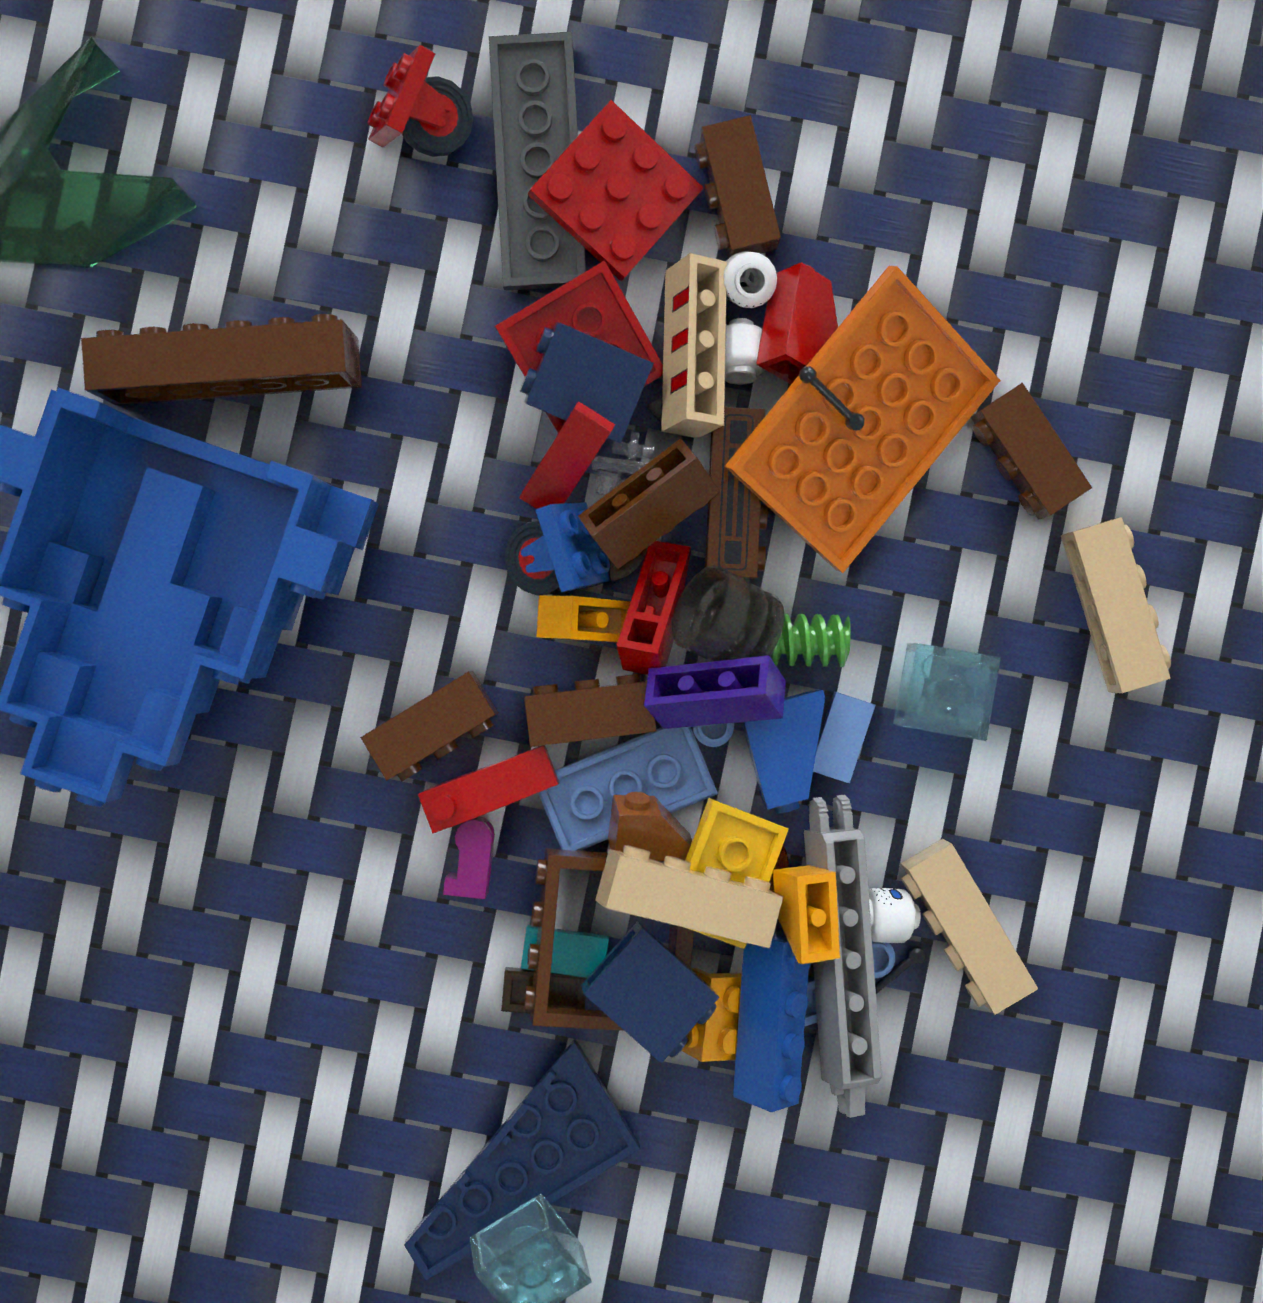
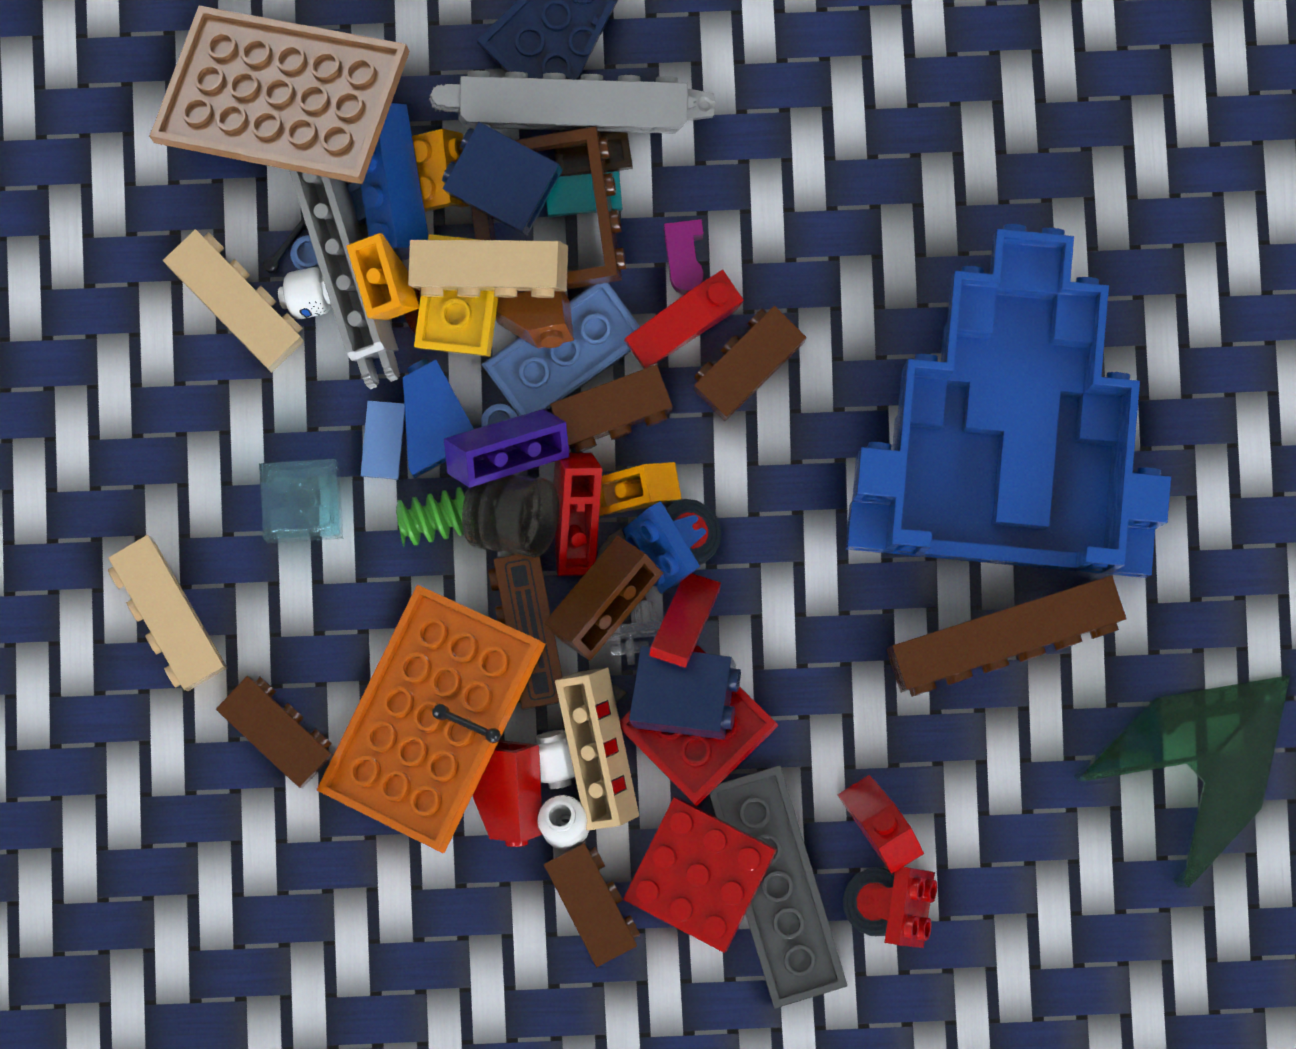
camera: 160 degrees right, 5 degrees down
(408, 190) = (881, 823): none -> red slope
(554, 1056) = (573, 104): none -> light grey hinge
(869, 1142) = (280, 94): none -> medium nougat plate

